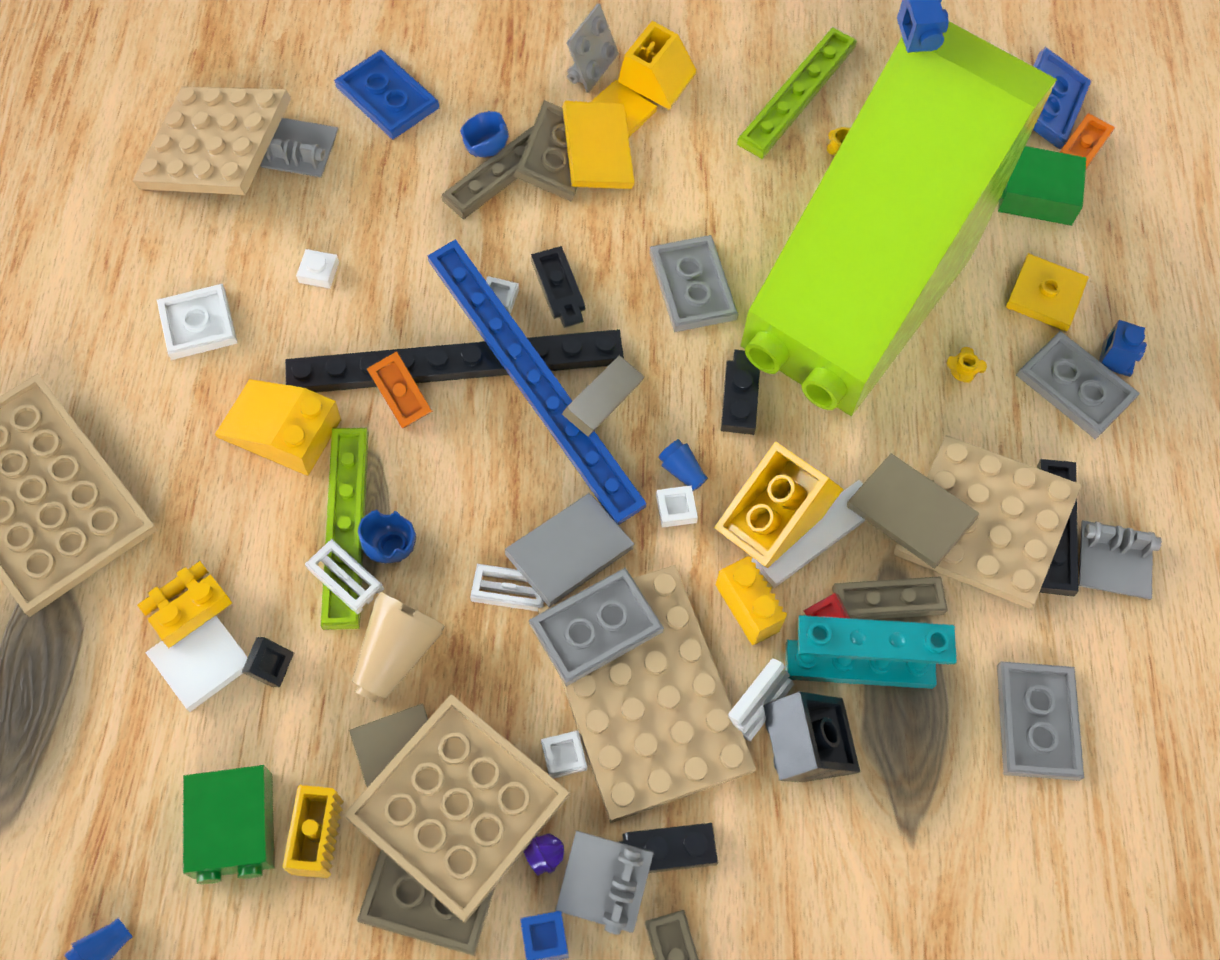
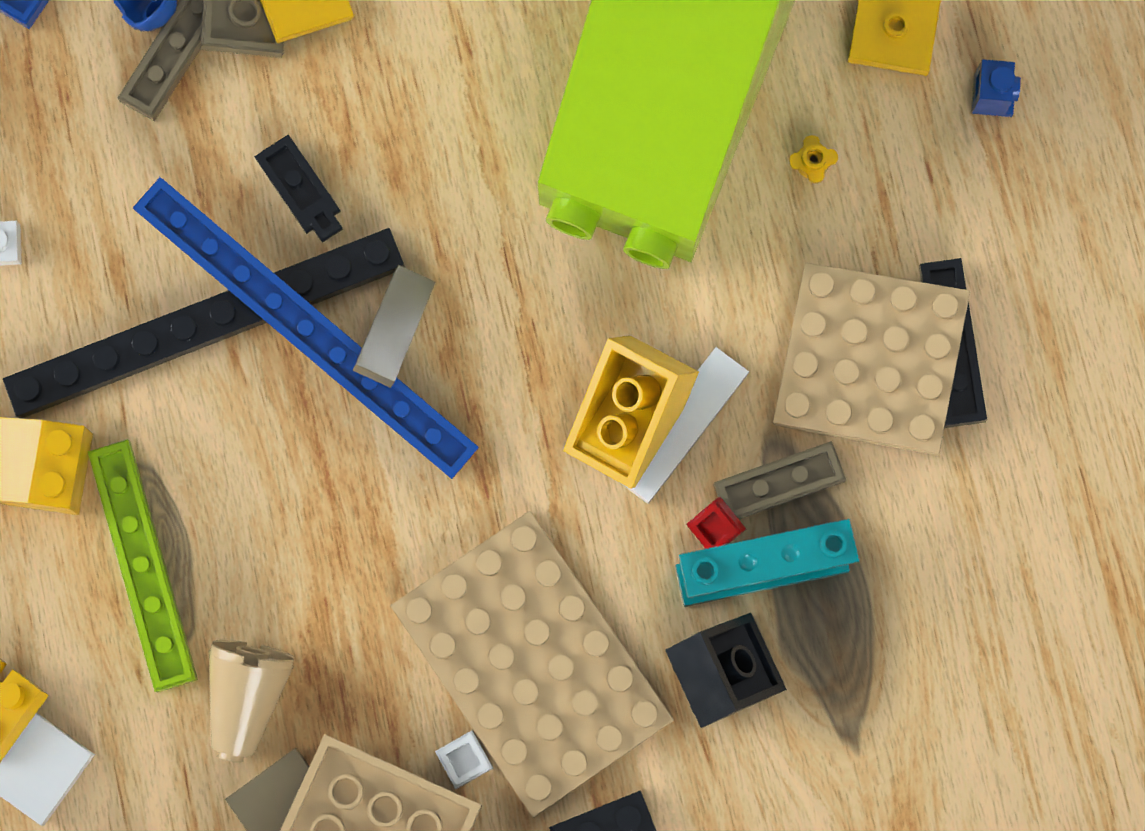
camera: 10 degrees left, 15 degrees up
(268, 662) = (111, 750): black plate -> none
(365, 596) = (195, 646): white tile -> none
(386, 537) = (195, 570): blue hair -> none
(399, 390) = (152, 384): orange plate -> none
(501, 599) = (386, 583): white tile -> none
(505, 291) = (232, 216): white tile -> none
(569, 549) = (405, 524): light grey tile -> none
(595, 626) = (460, 611): light grey tile -> none
(676, 506) = (514, 438): white plate -> none
(681, 463) = (509, 385): blue cone -> none
(693, 283) = (461, 135): light grey tile -> none
(740, 395) = (554, 272): black hinge -> none
(750, 600) = (624, 532): yellow brick -> none
(769, 686) = (664, 631): white tile -> none
(912, 510) = (783, 374): dark tan tile -> none
(1039, 721) = (969, 578): light grey tile -> none
(1077, 384) = (950, 147): light grey tile -> none
(1117, 559) = (1026, 363): light grey hinge -> none

